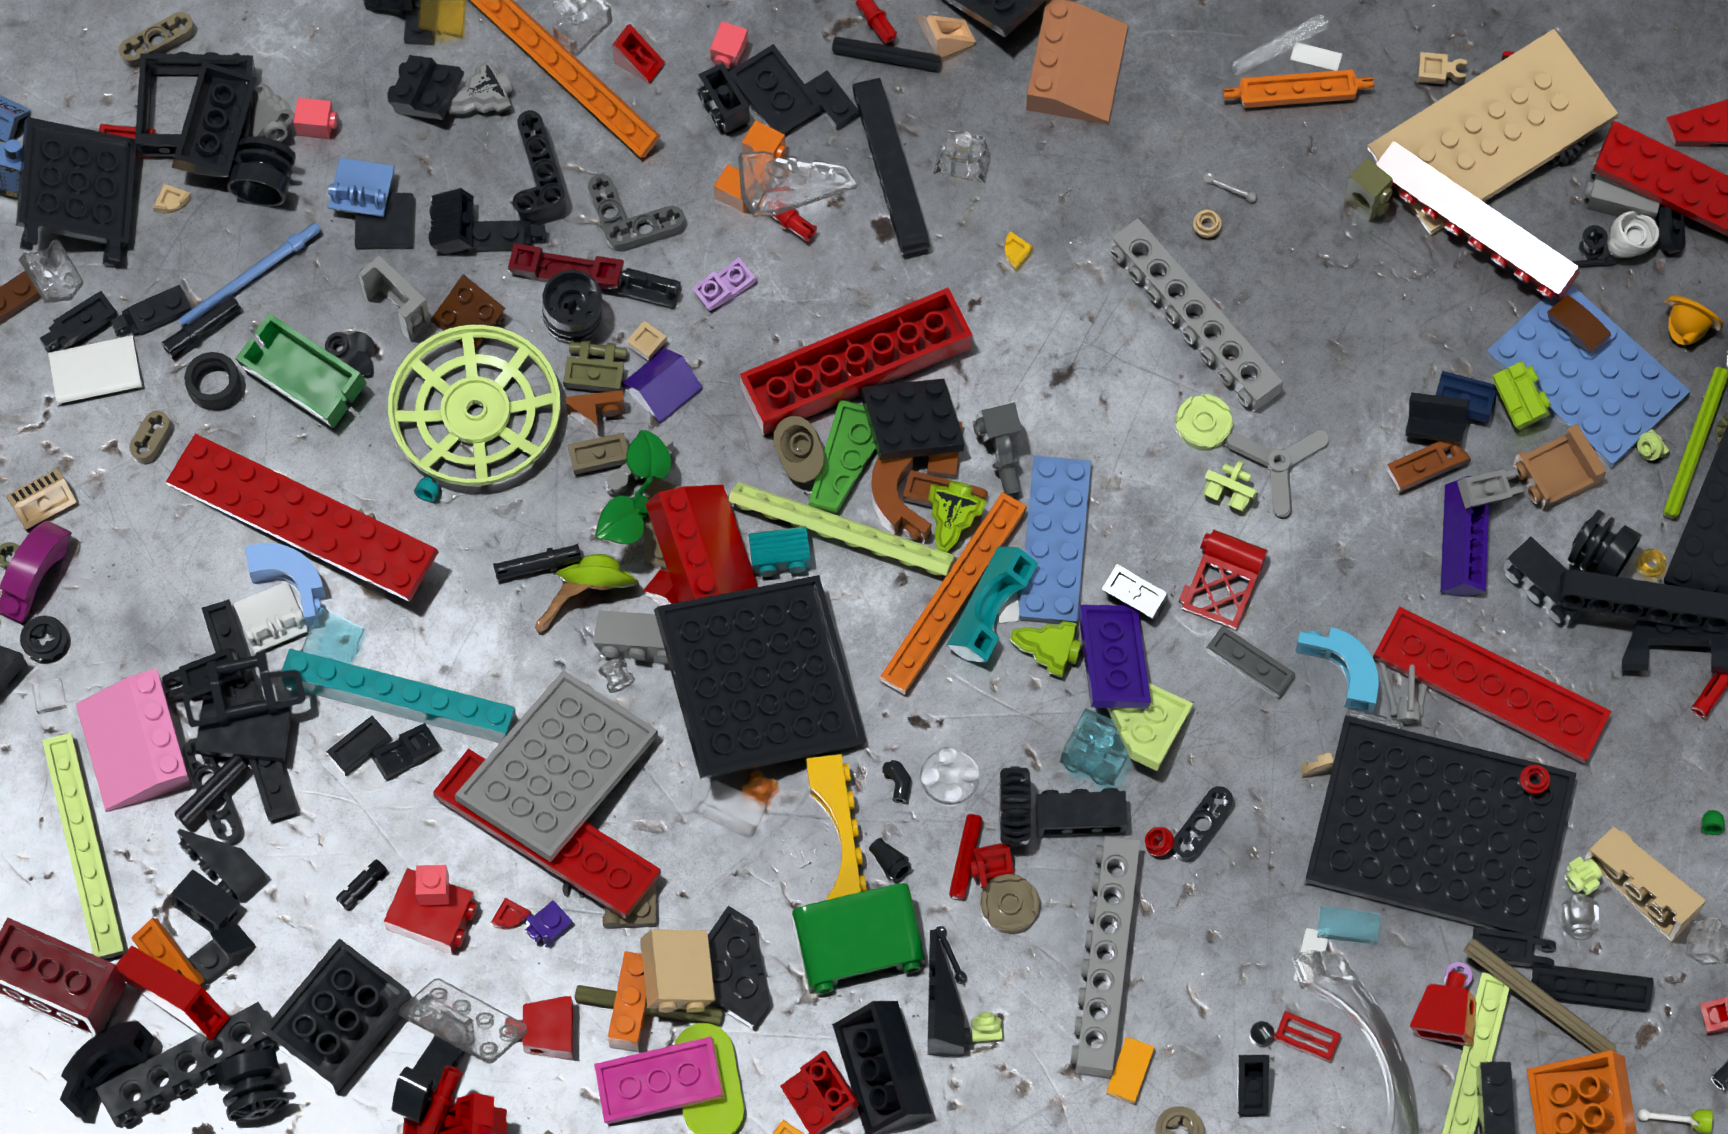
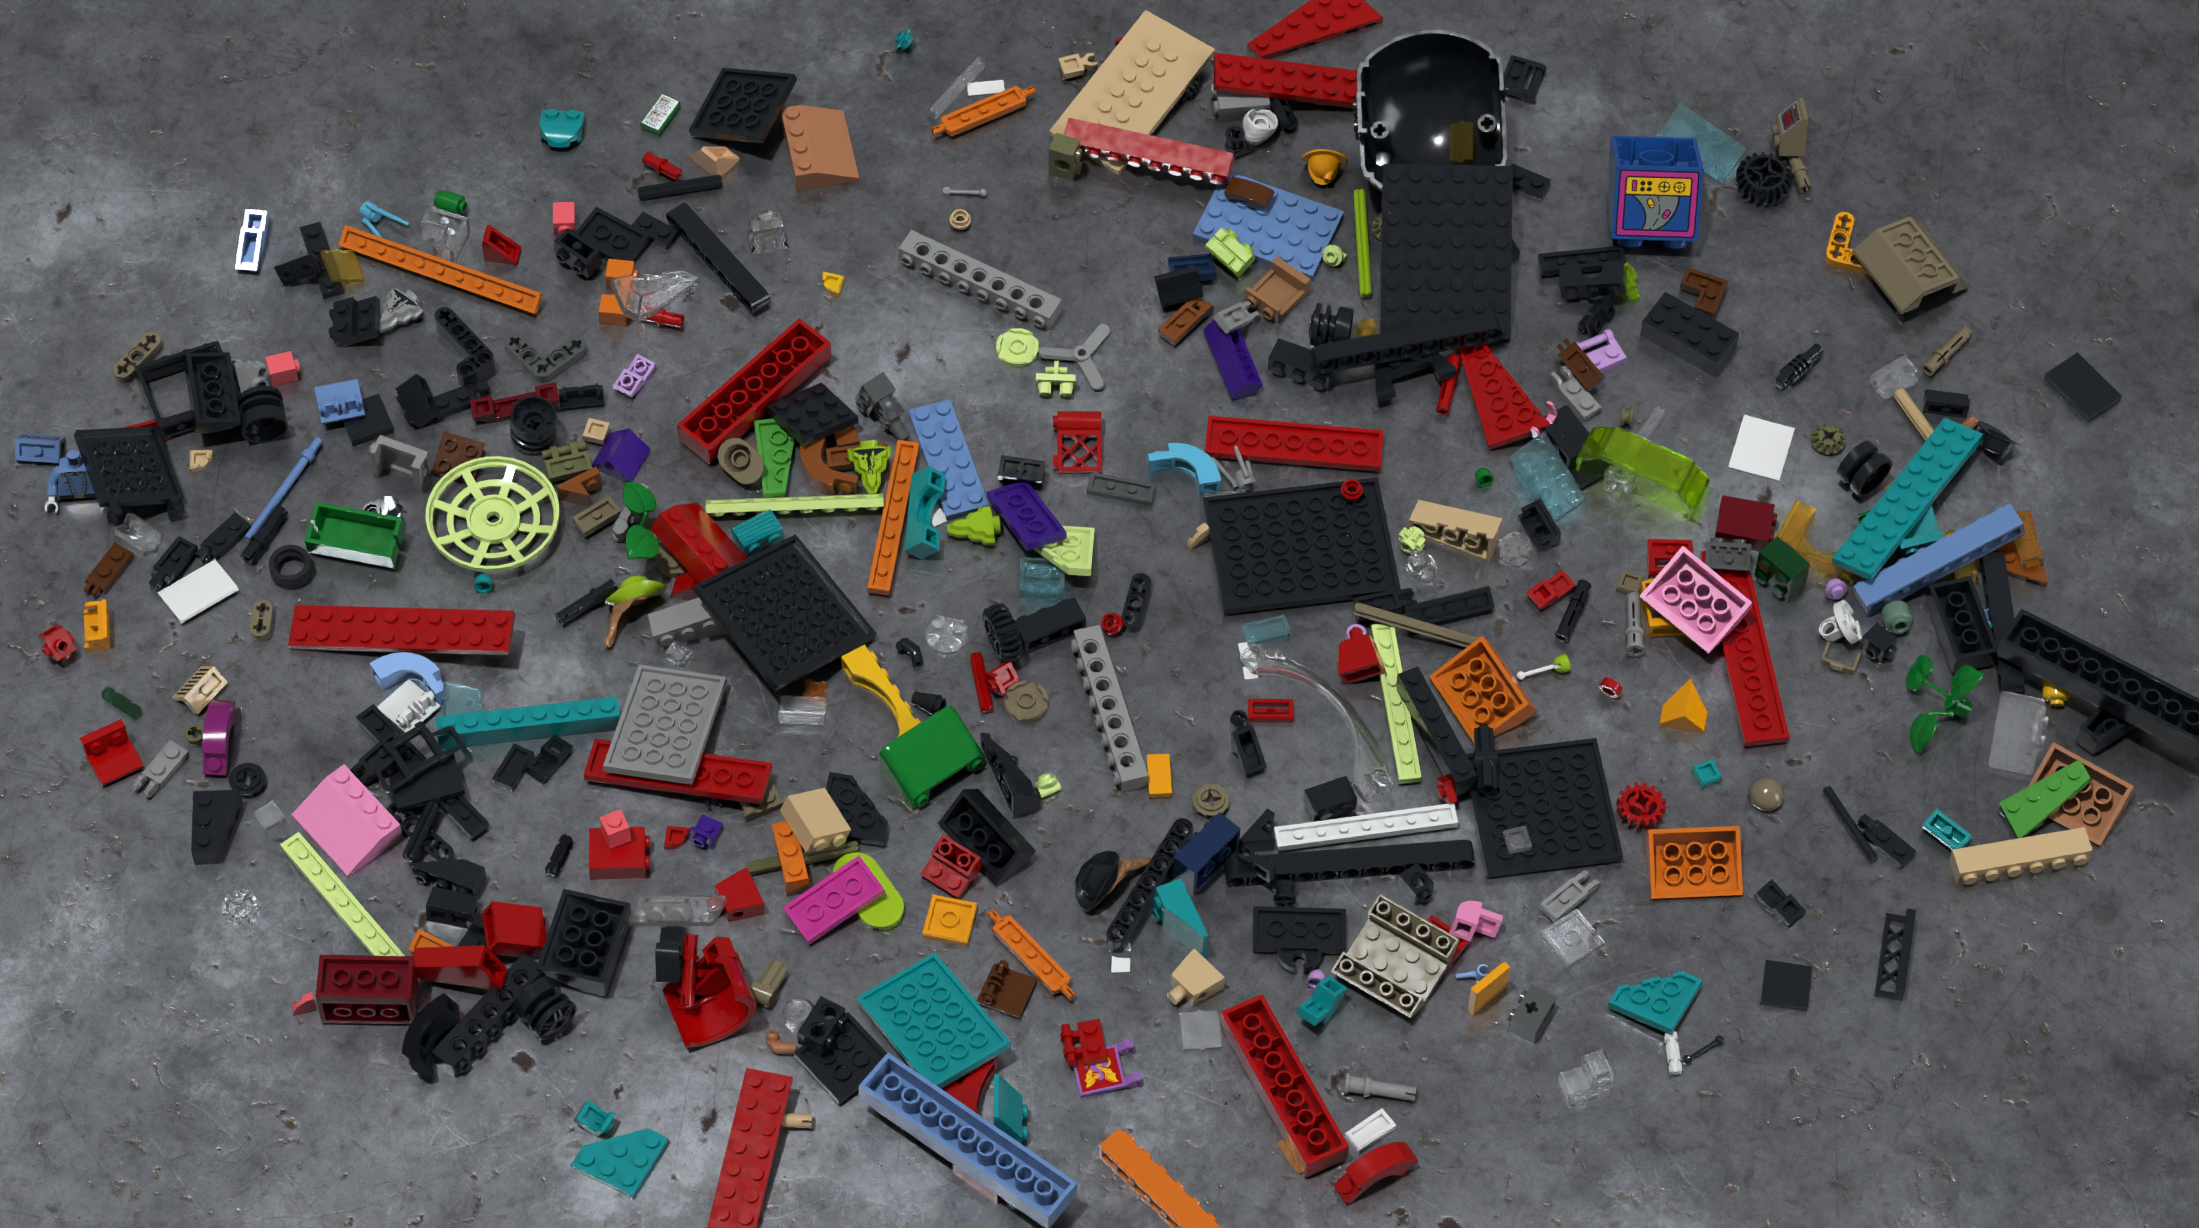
camera: 25 degrees left, 10 degrees down
(261, 967) = (514, 929): none -> red brick

